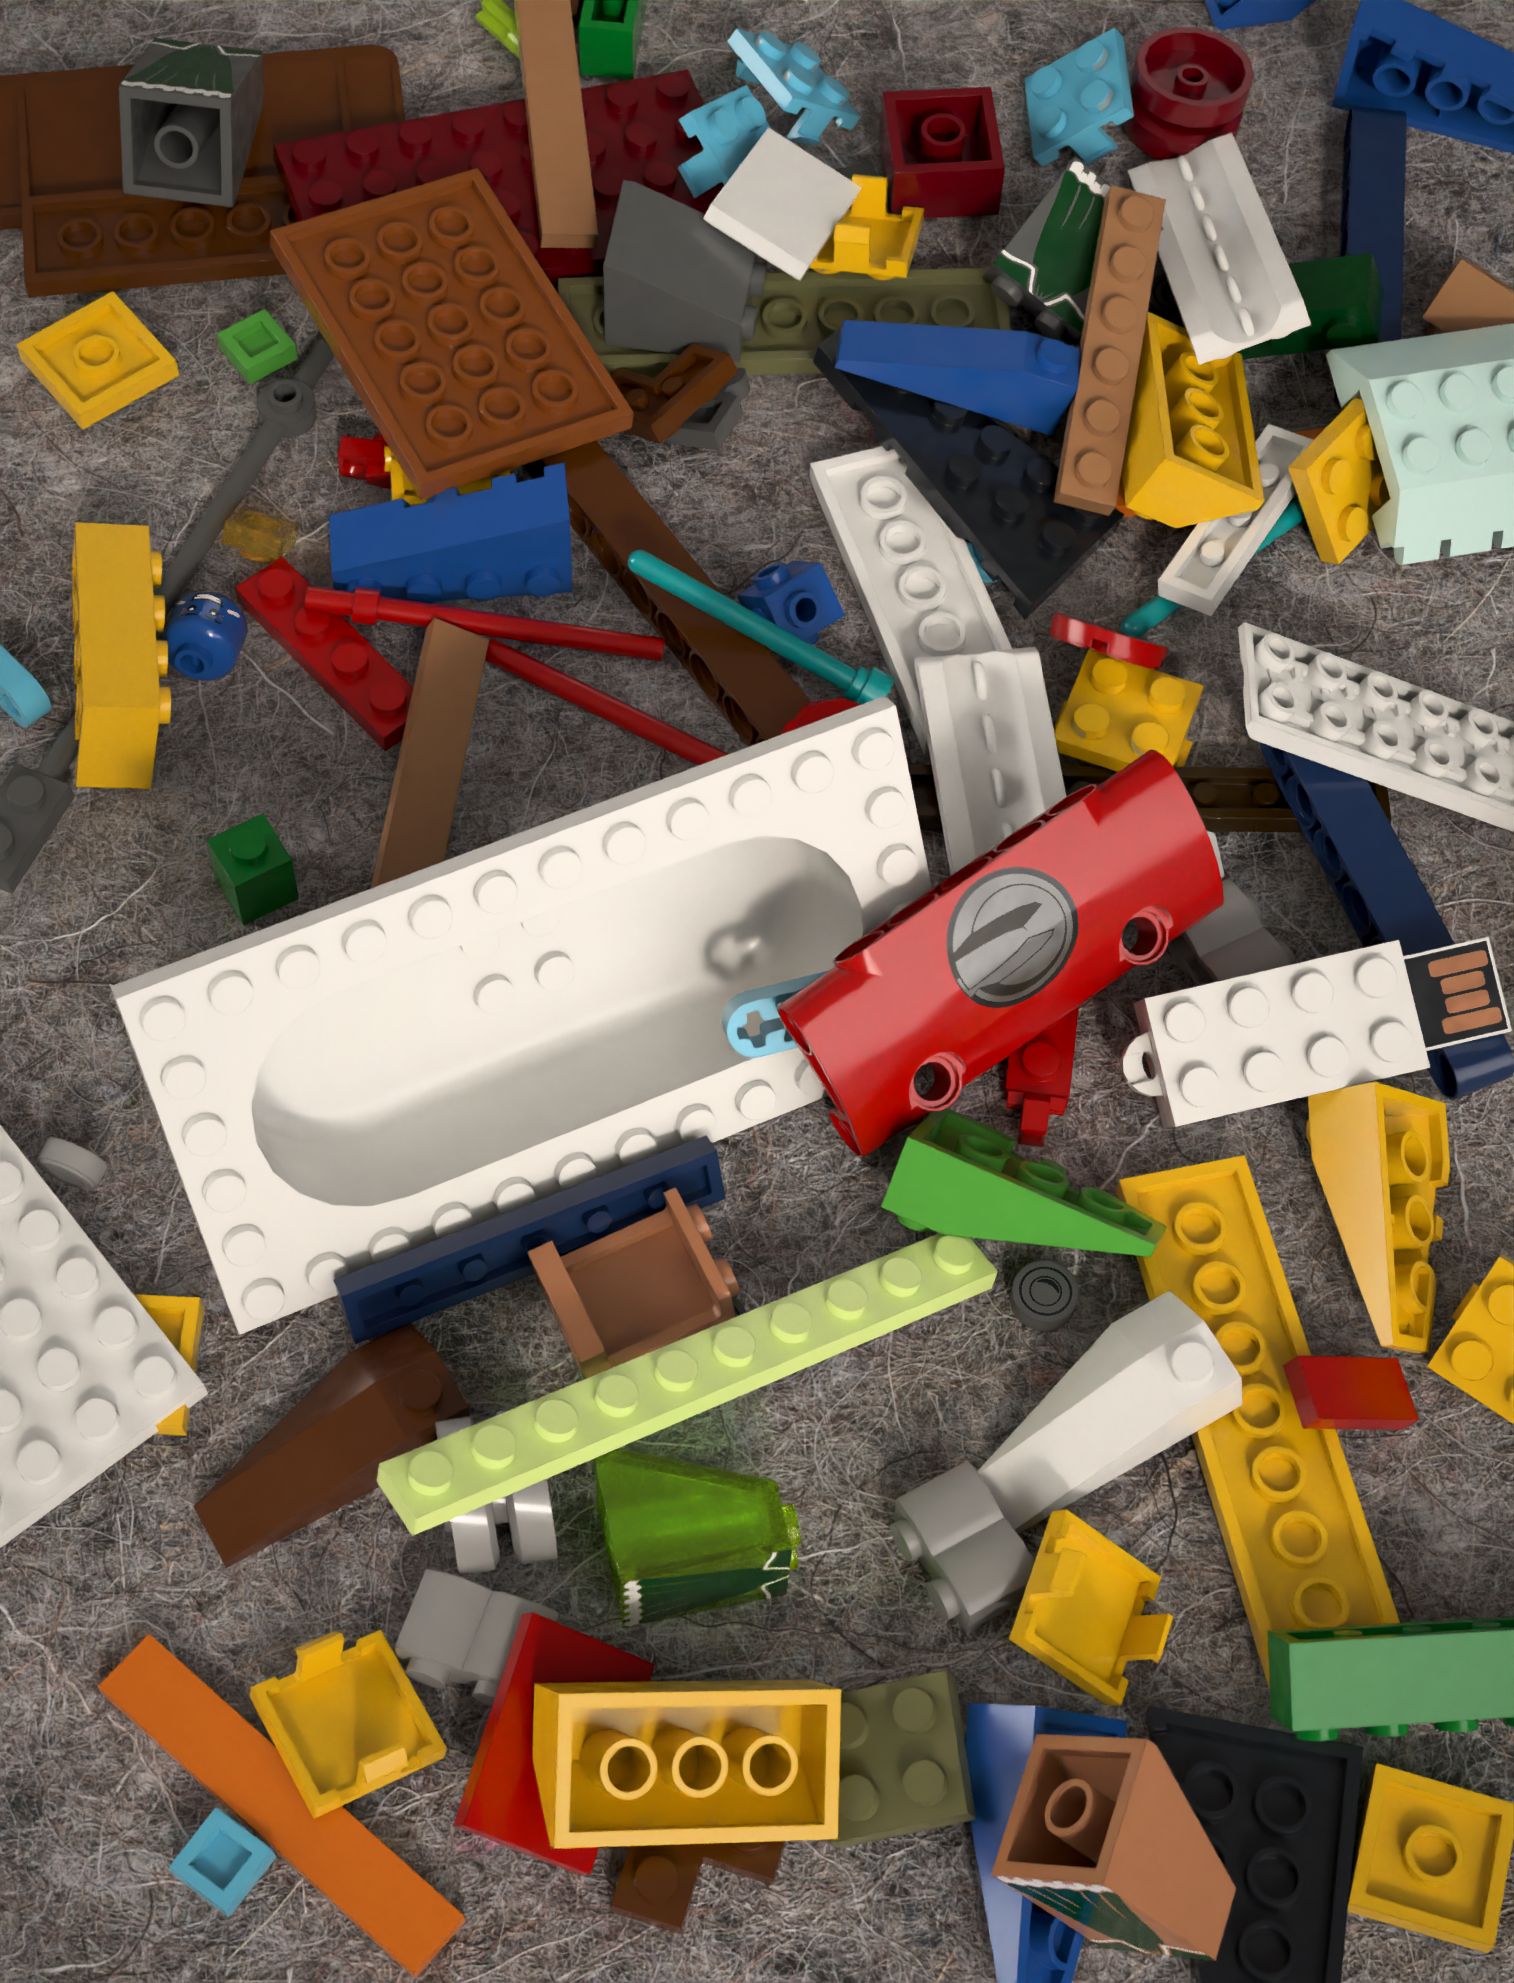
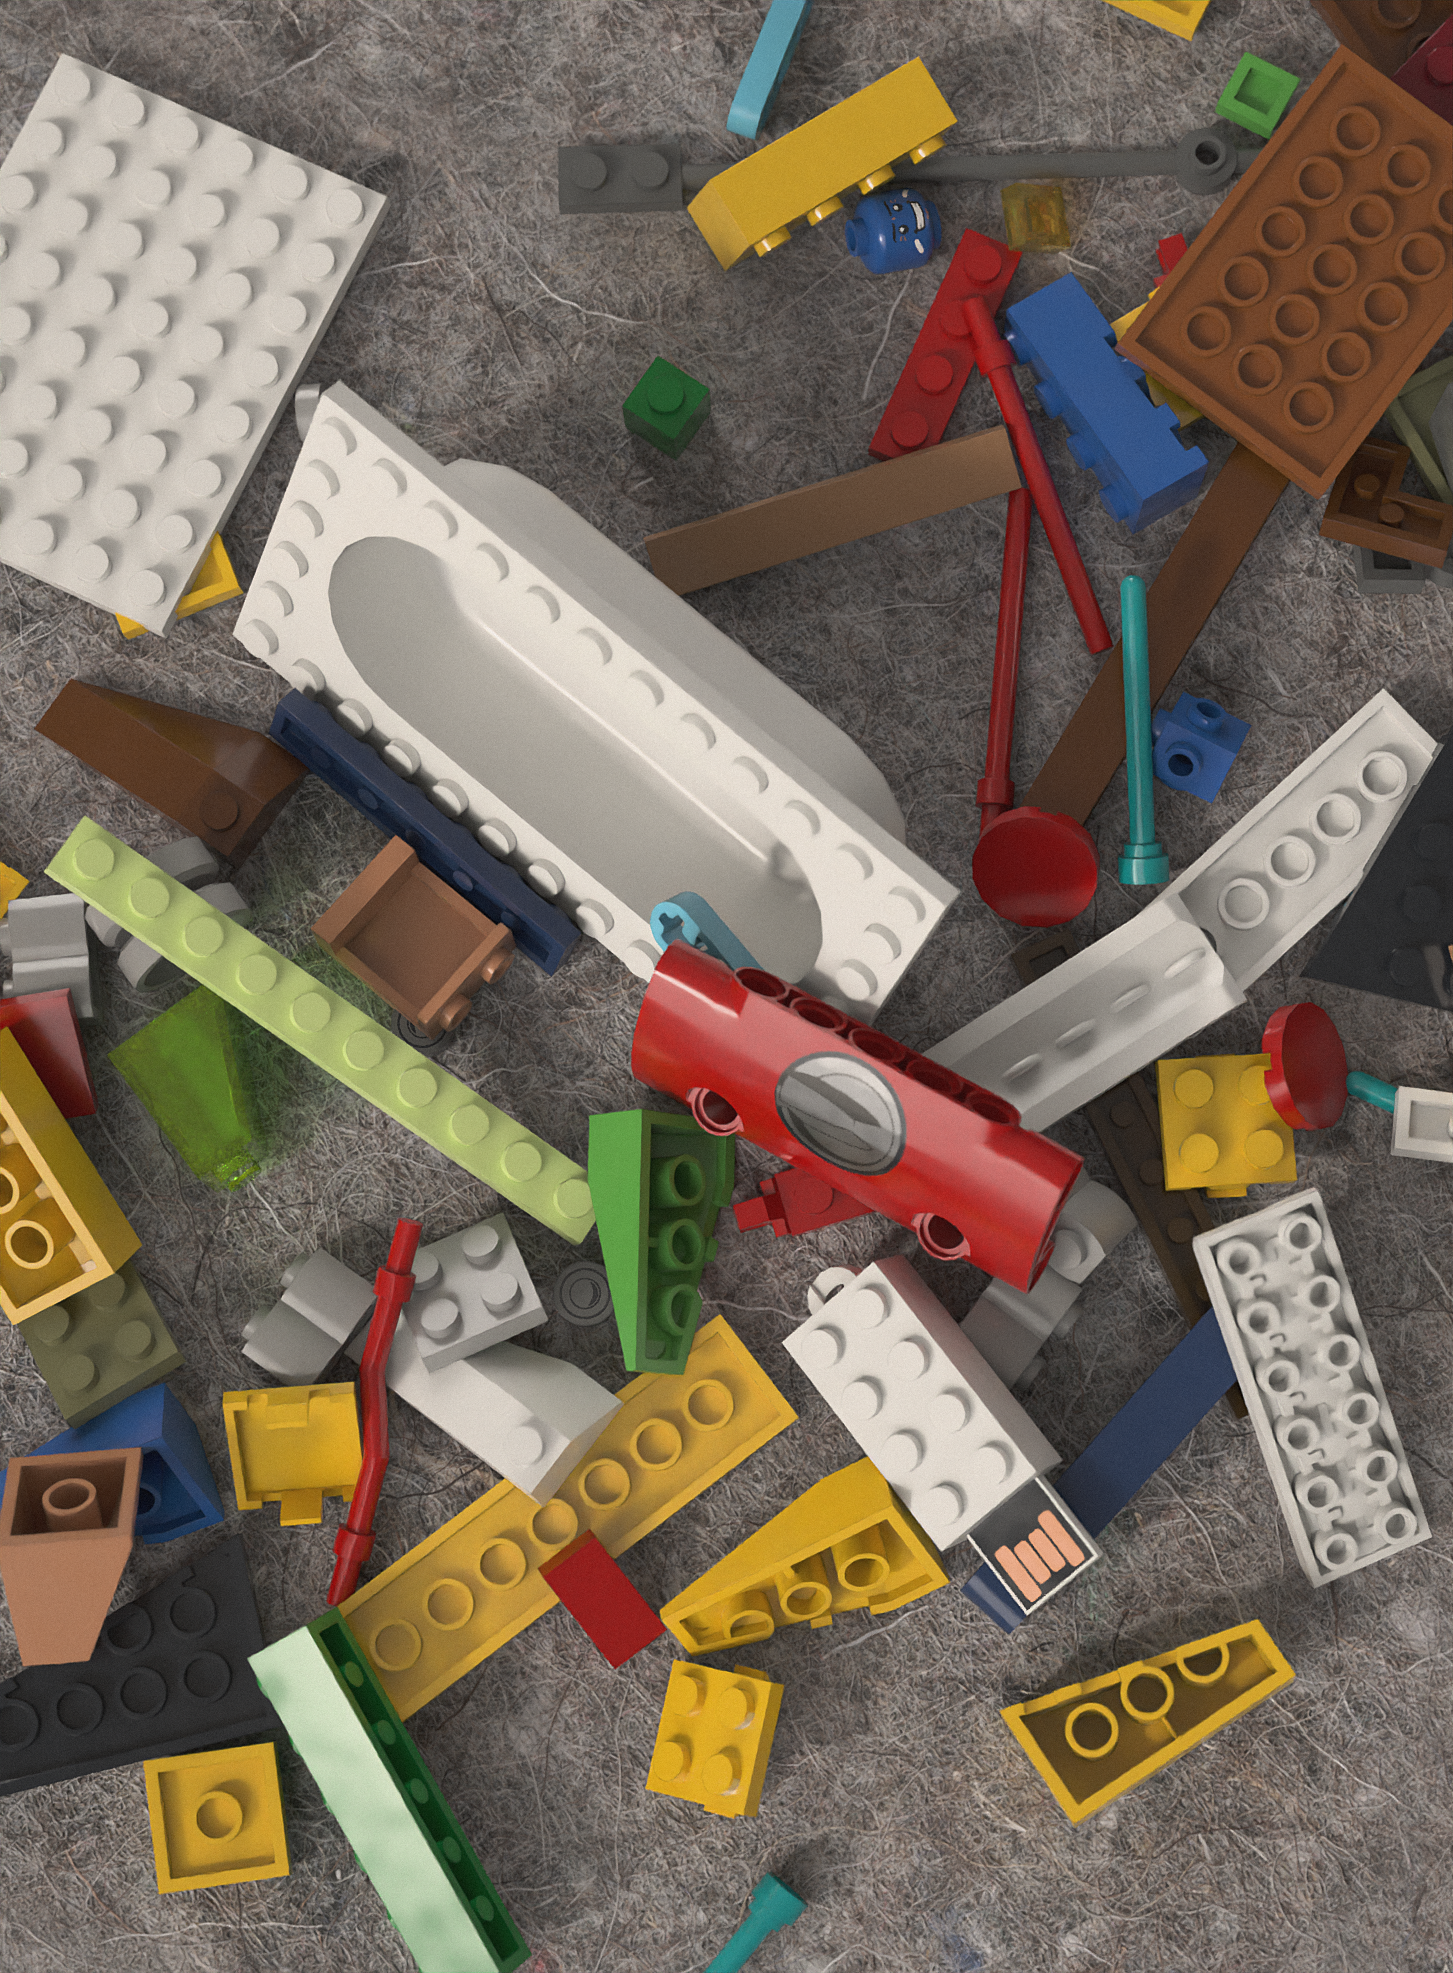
camera: 75 degrees right, 20 degrees up
(1001, 1386) = (470, 1293): none -> light grey plate
(1197, 1598) = (393, 1287): none -> red bar

